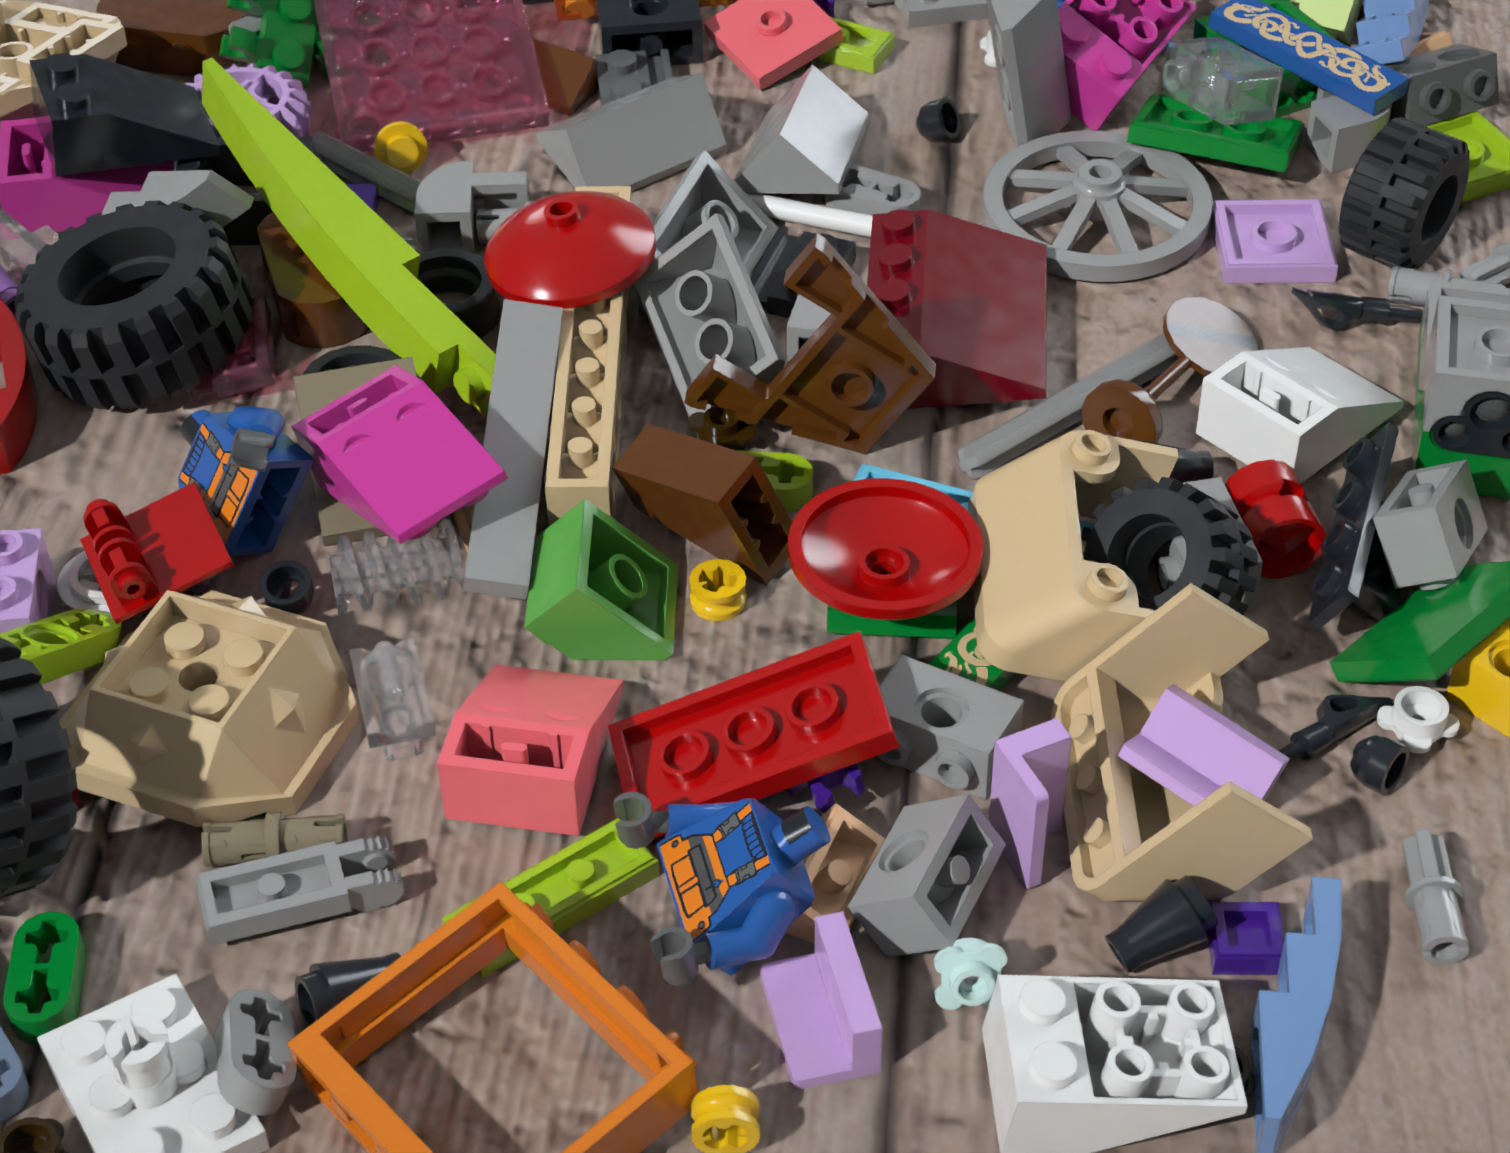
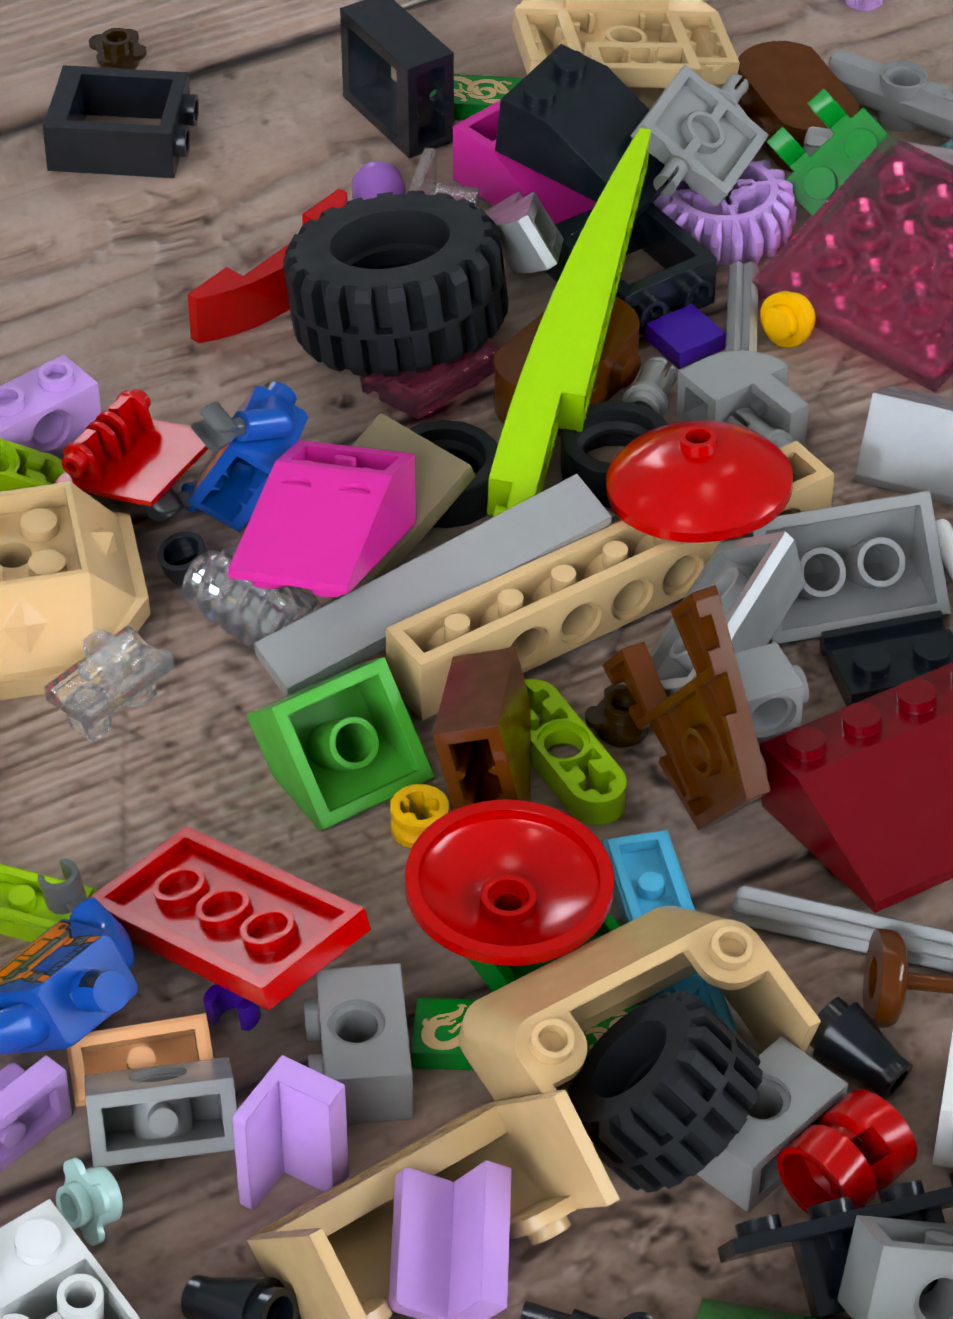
camera: 55 degrees right, 0 degrees up
(178, 55) = (701, 135): none -> light grey plate
(527, 749) = (126, 785): coral slope -> none

